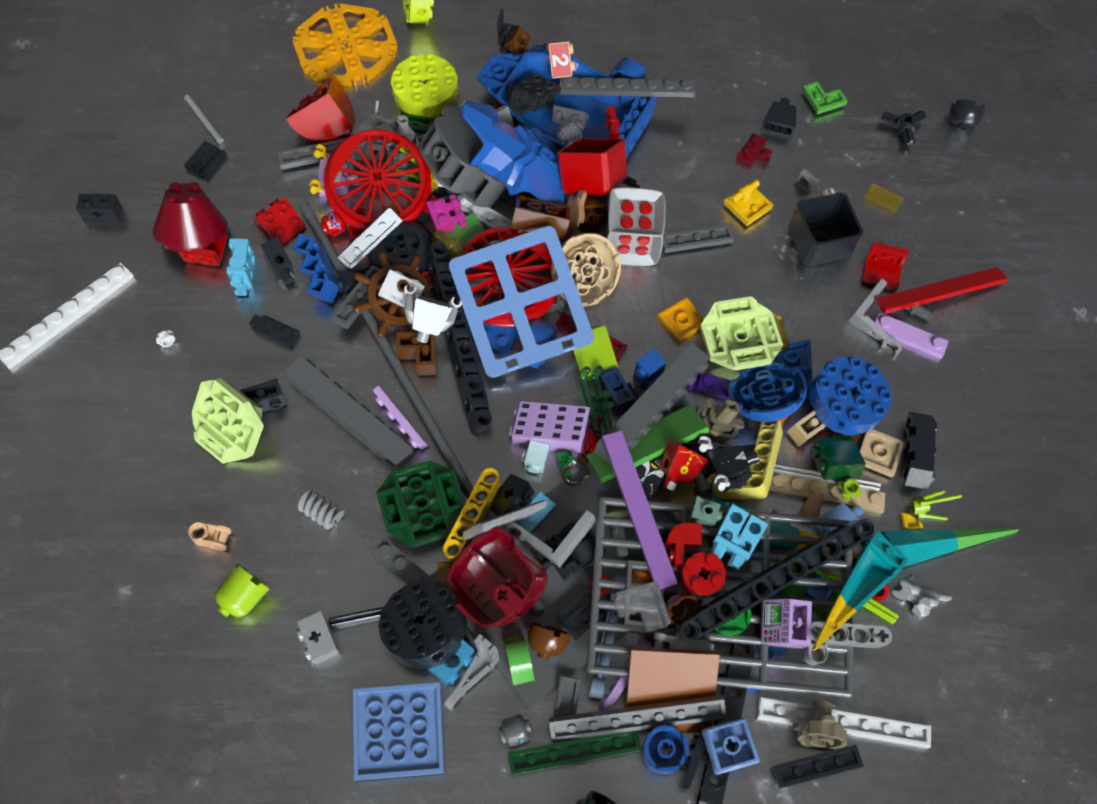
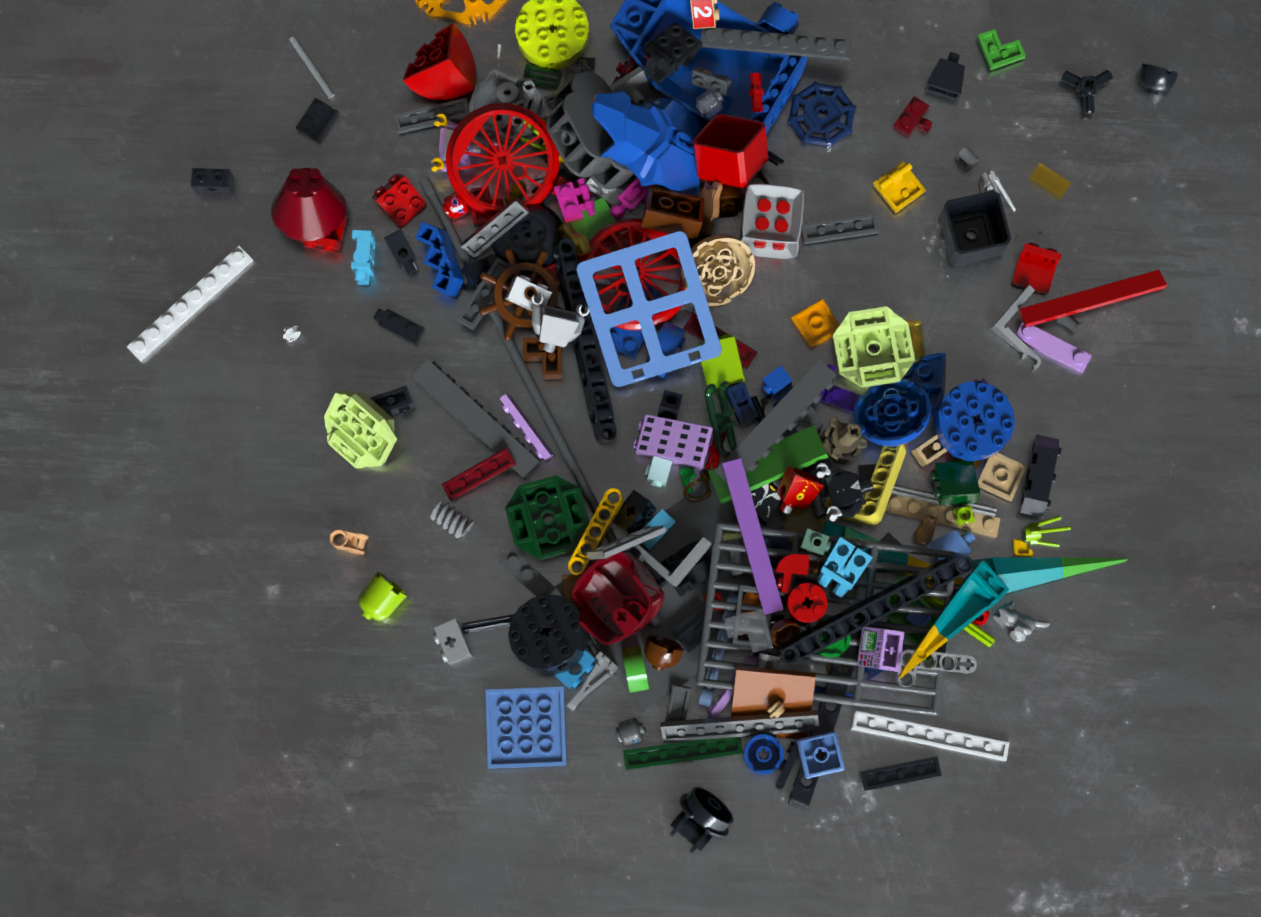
camera: 10 degrees right, 15 degrees up
(350, 463) = (479, 474): none -> dark red tile
(499, 212) = (630, 199): none -> dark pink plate
(545, 391) = (670, 405): none -> black brick
(668, 155) = (819, 124): none -> dark blue plate
(677, 695) = (776, 709): none -> tan plate
(821, 729) = (906, 743): dark tan piece -> none

